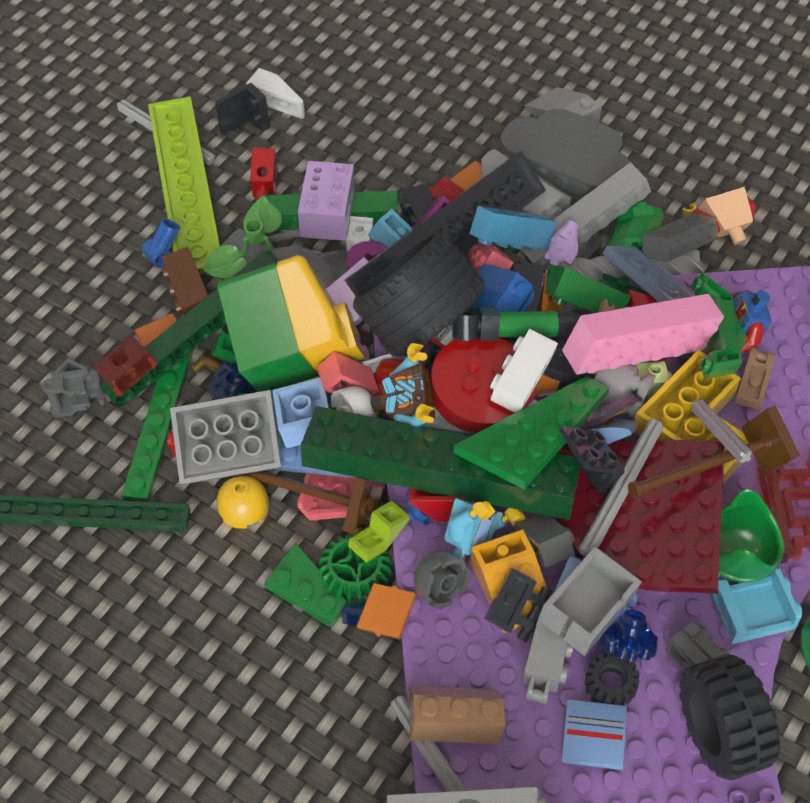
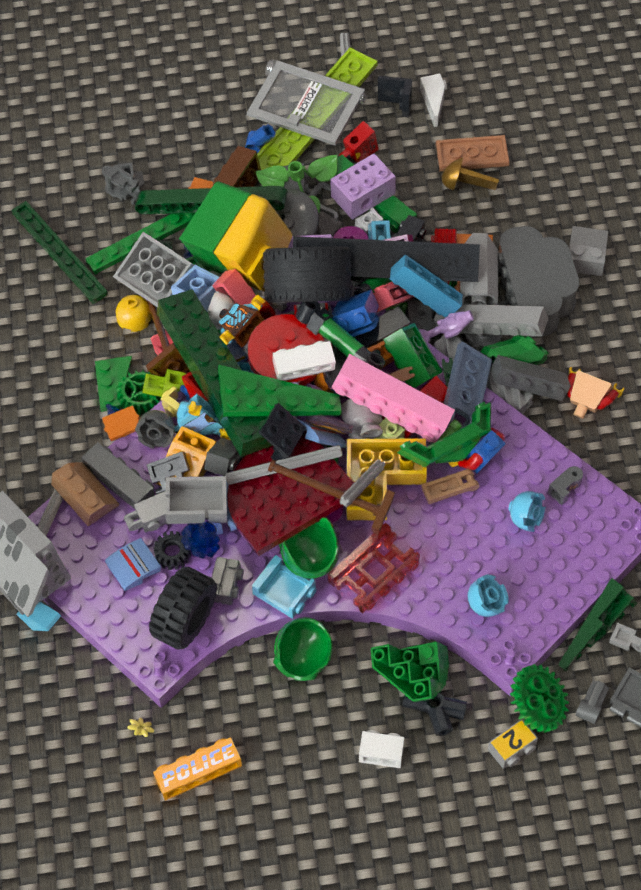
camera: 50 degrees right, 5 degrees up
(125, 365) = (152, 191): clear red brick -> none
(167, 178) = (305, 102): none -> door
(367, 112) = (476, 152): none -> nougat plate
(384, 131) = (455, 173): none -> pearl gold piece
(421, 542) = (169, 402): none -> light yellow bracket
(465, 662) = (117, 476): none -> dark grey brick

